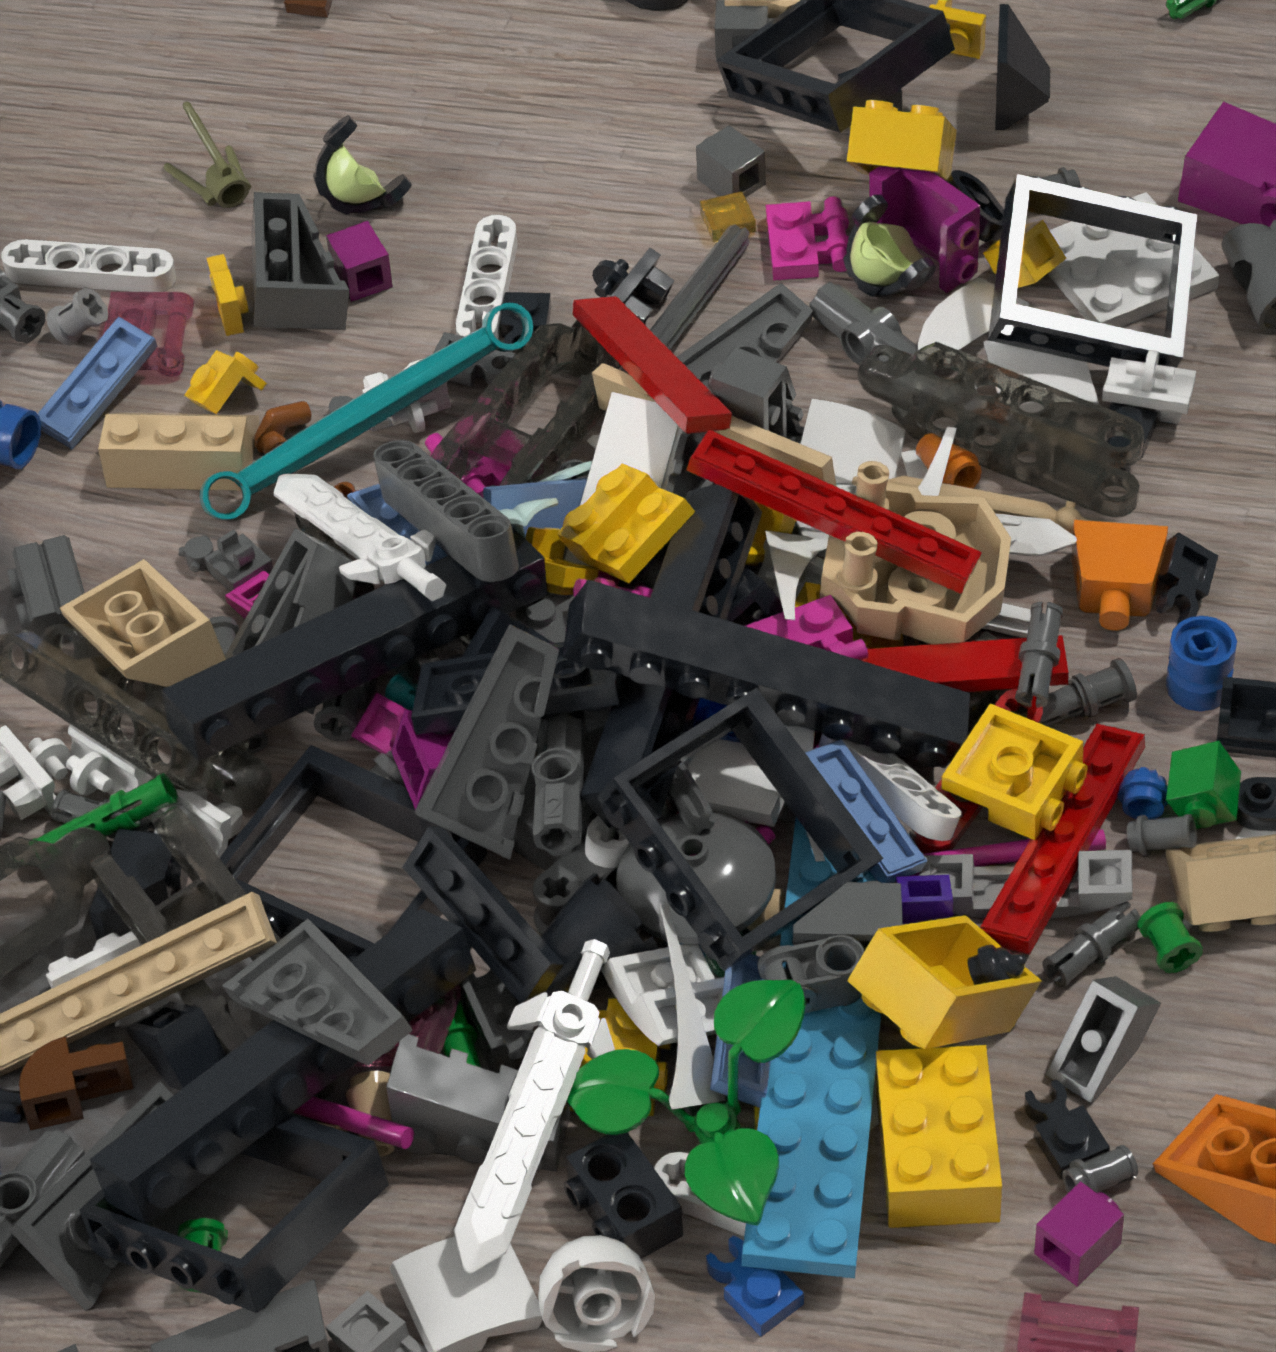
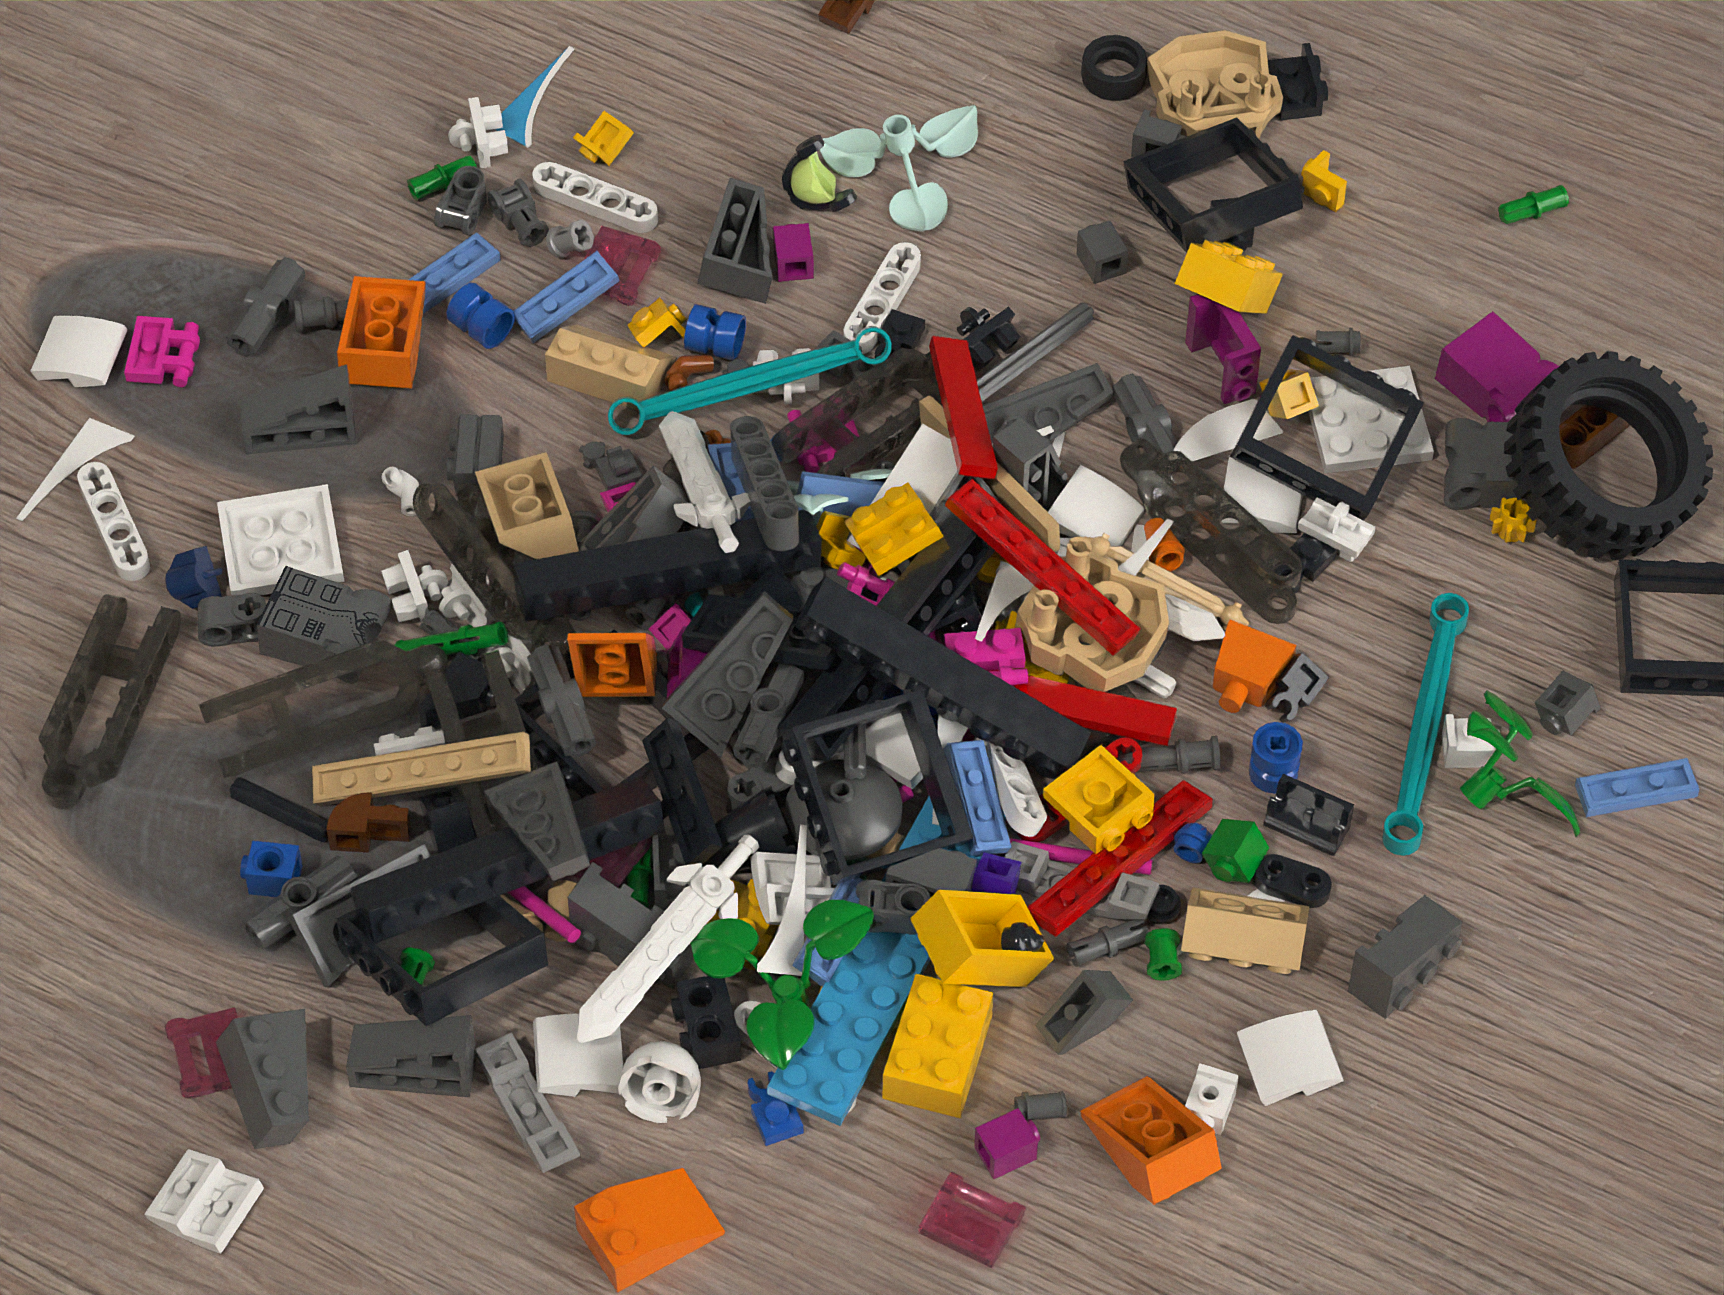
camera: 15 degrees right, 5 degrees up
(76, 199) = (604, 139): none -> yellow bracket
(223, 180) = (718, 157): olive plant -> none
(230, 299) = (686, 256): yellow plate -> none
(278, 848) = (561, 701): none -> dark grey piece
(299, 372) = (715, 332): none -> blue wheel
(334, 778) = (614, 664): none -> orange slope
(494, 89) = (921, 207): none -> light aqua plant
(724, 211) = (1084, 290): clear yellow tile -> none
(793, 233) = (1126, 325): dark pink plate -> none
(883, 255) = (1184, 362): cap -> none
(990, 209) = (1272, 335): black plate -> none
(1021, 72) = (1349, 238): black slope -> none
(1039, 654) = (1149, 718): dark grey pin -> none
(1061, 1132) = (1029, 1070): black plate -> none
(1146, 878) = (1165, 905): none -> black plate
(1161, 834) = (1182, 874): dark grey pin -> none

